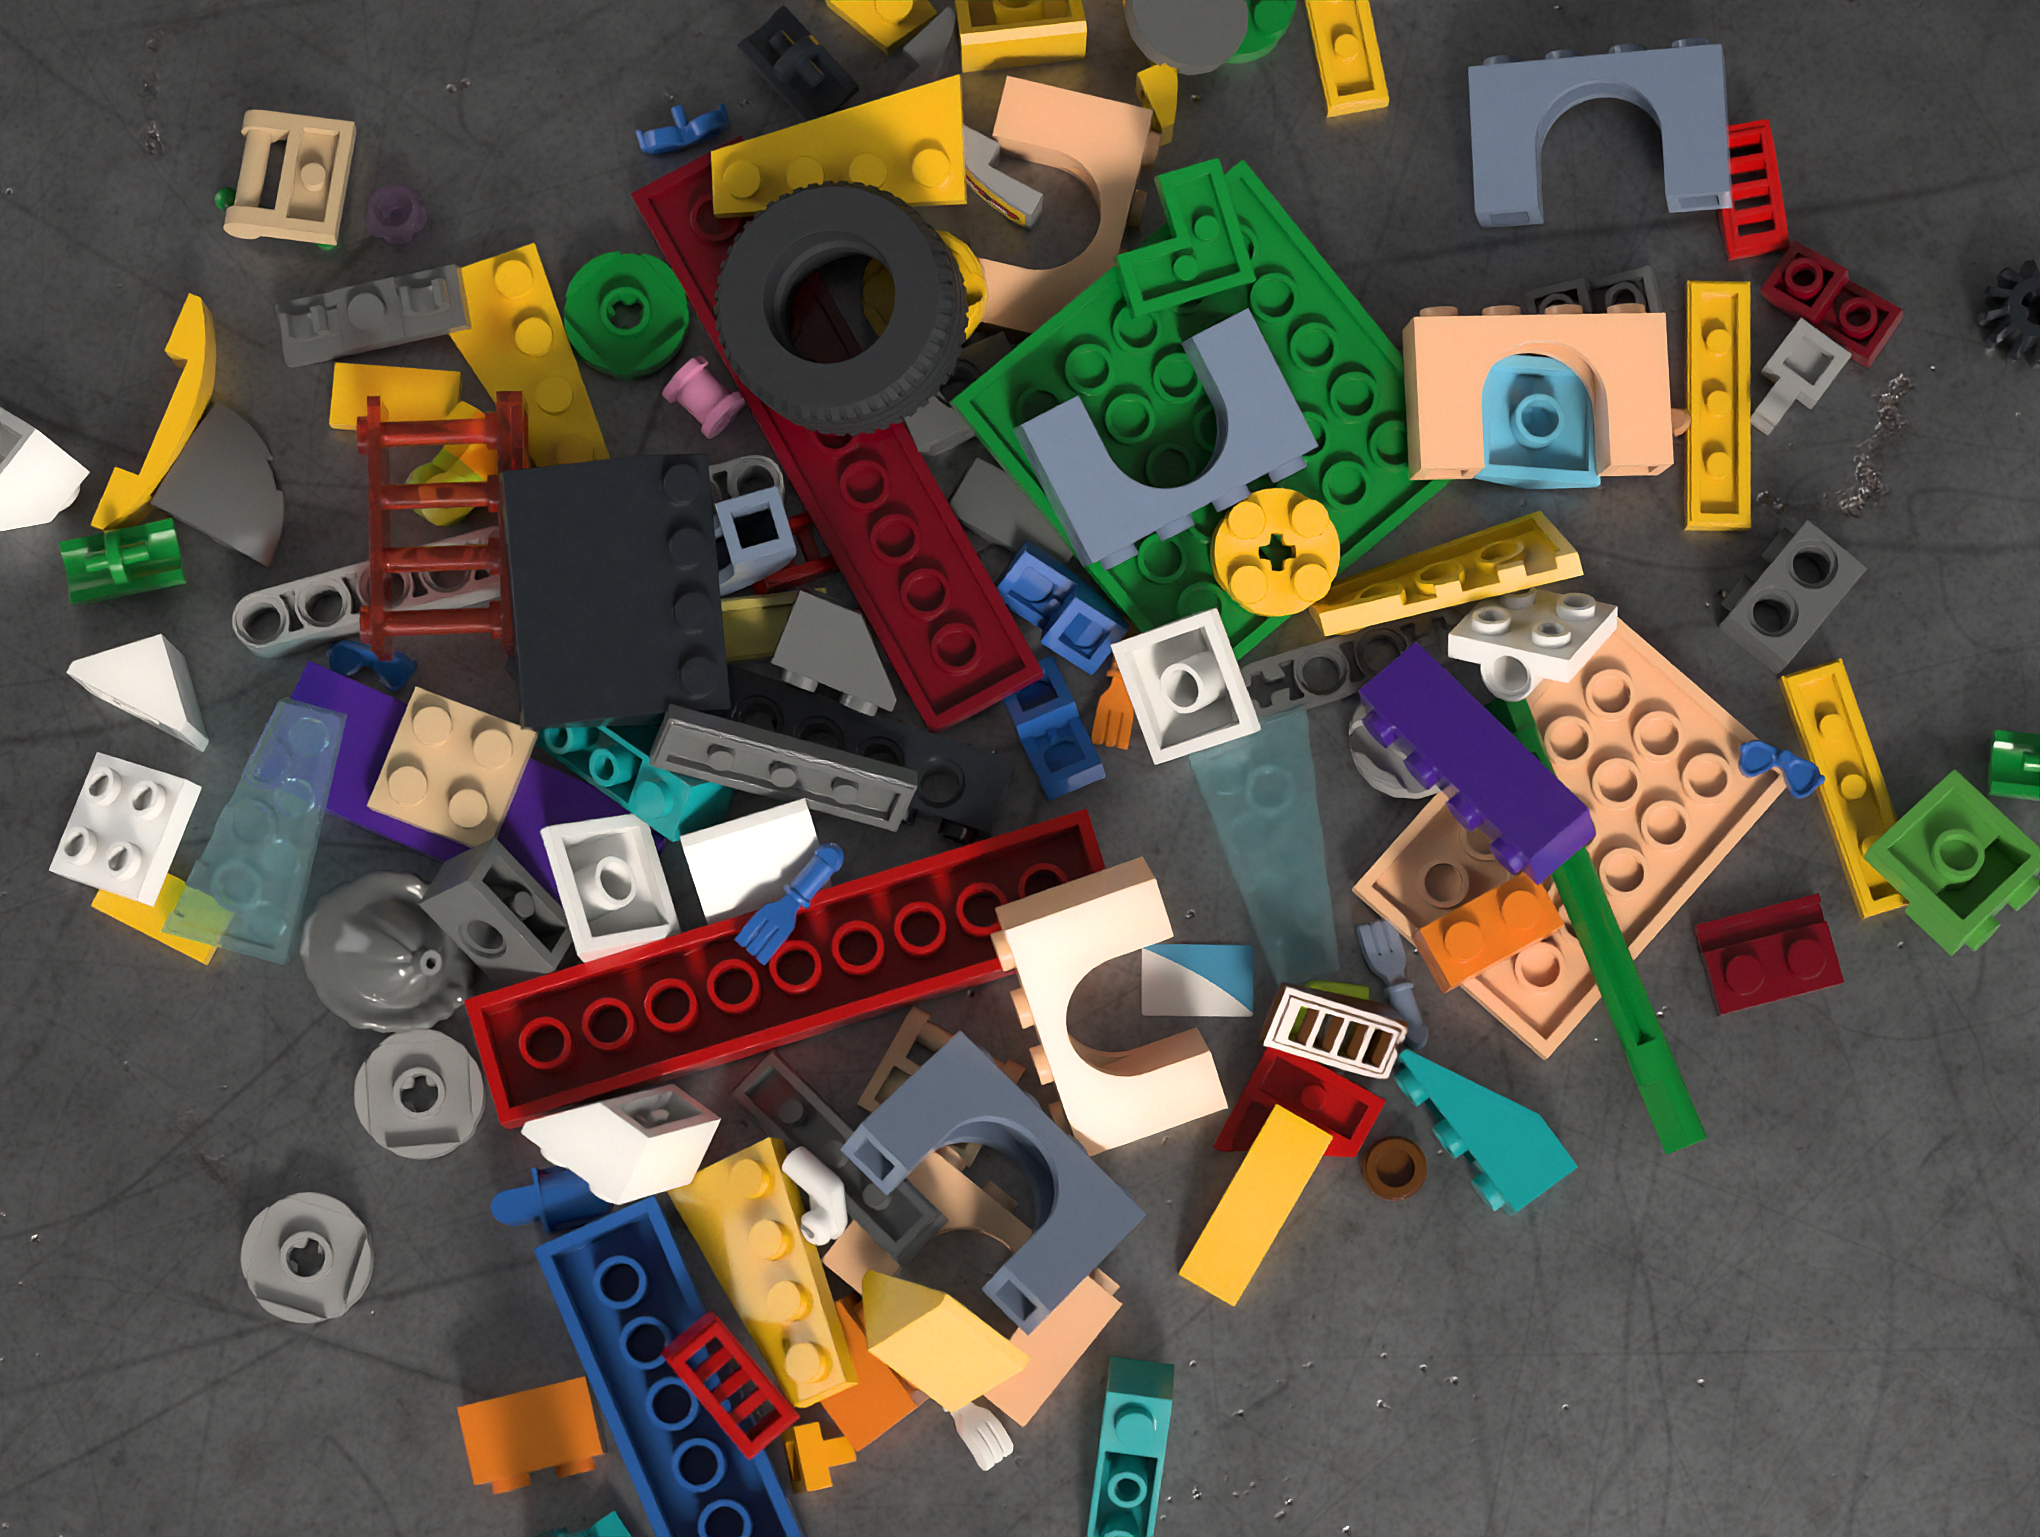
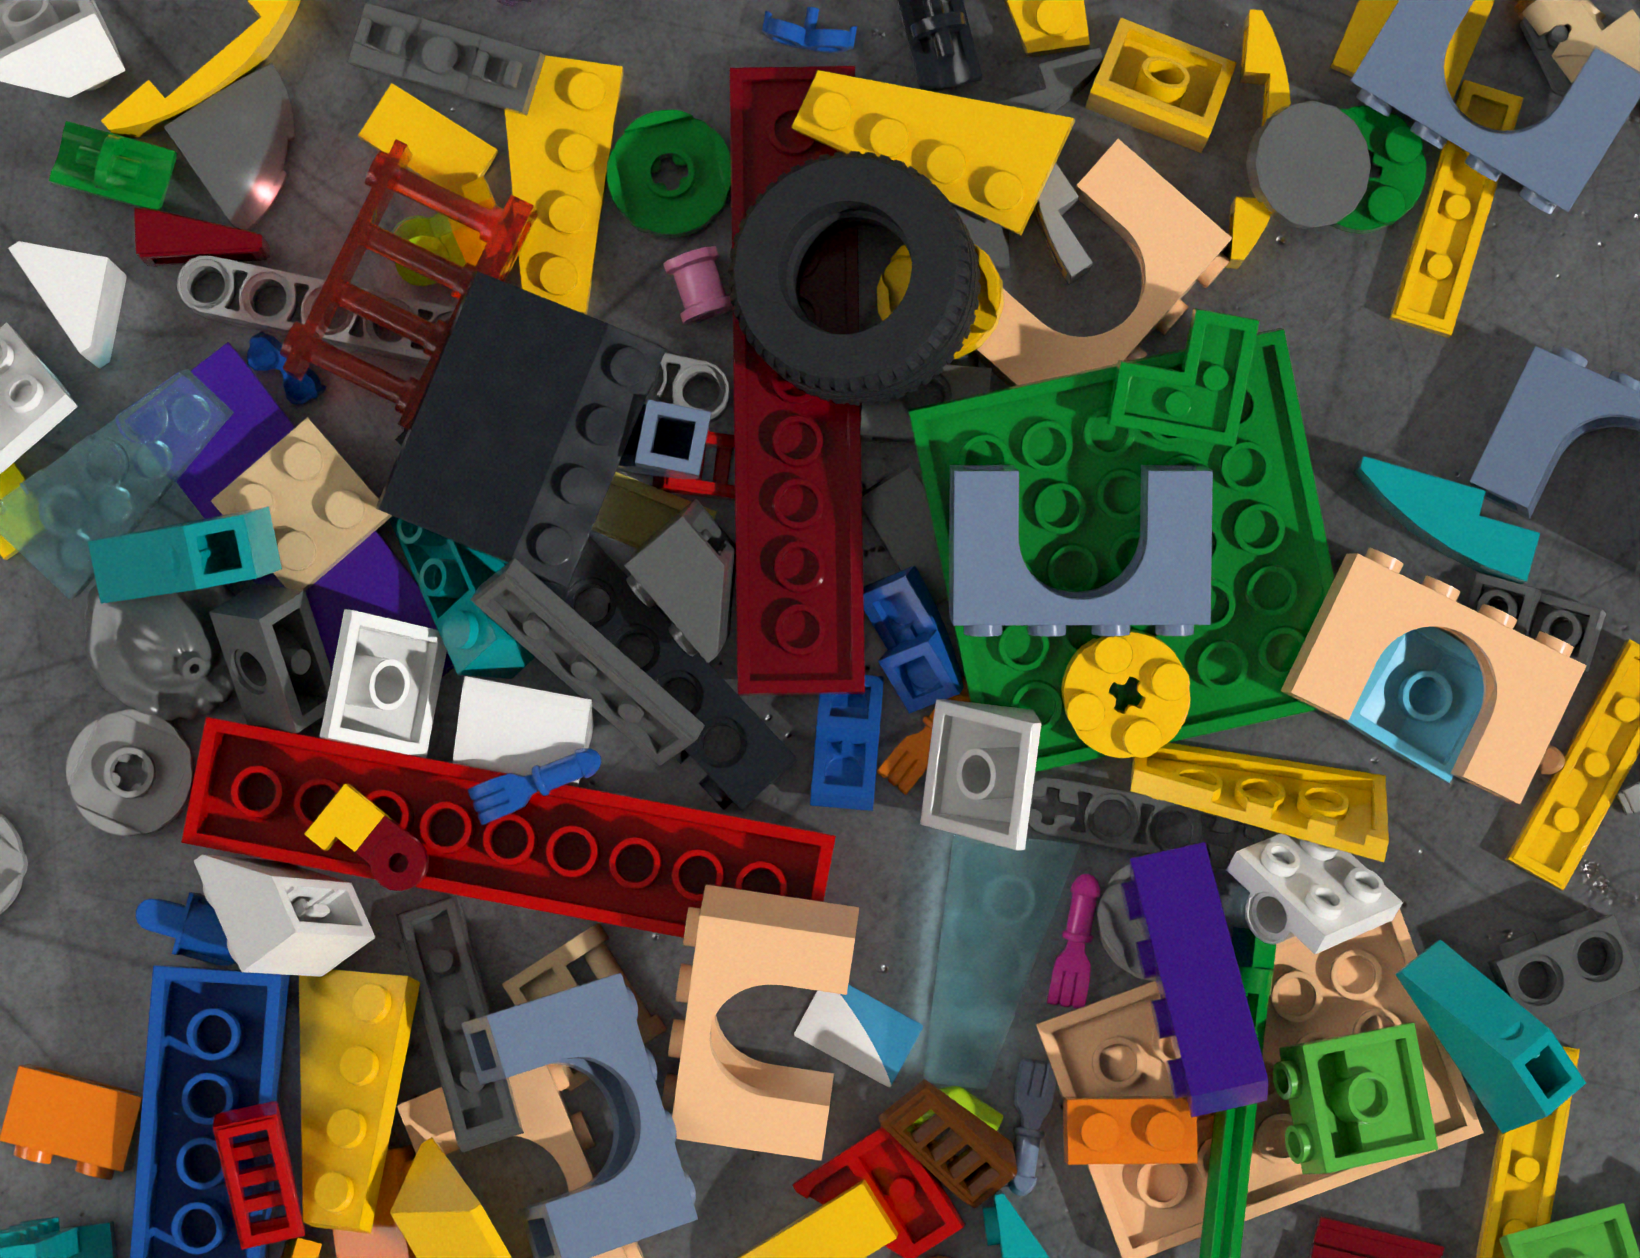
camera: 30 degrees right, 5 degrees up
(211, 597) = (176, 239): none -> dark red slope
(368, 863) = (185, 556): none -> teal slope
(675, 1023) = (394, 854): none -> leg
(826, 1196) = (429, 1055): white arm -> none
(1356, 822) = (1072, 967): none -> dark pink piece
(1473, 257) = (1449, 519): none -> teal slope
(1671, 799) = (1355, 1099): none -> bright green plate
(1761, 682) = (1492, 1039): none -> teal slope
(1799, 774) = (1483, 1135): blue piece -> none

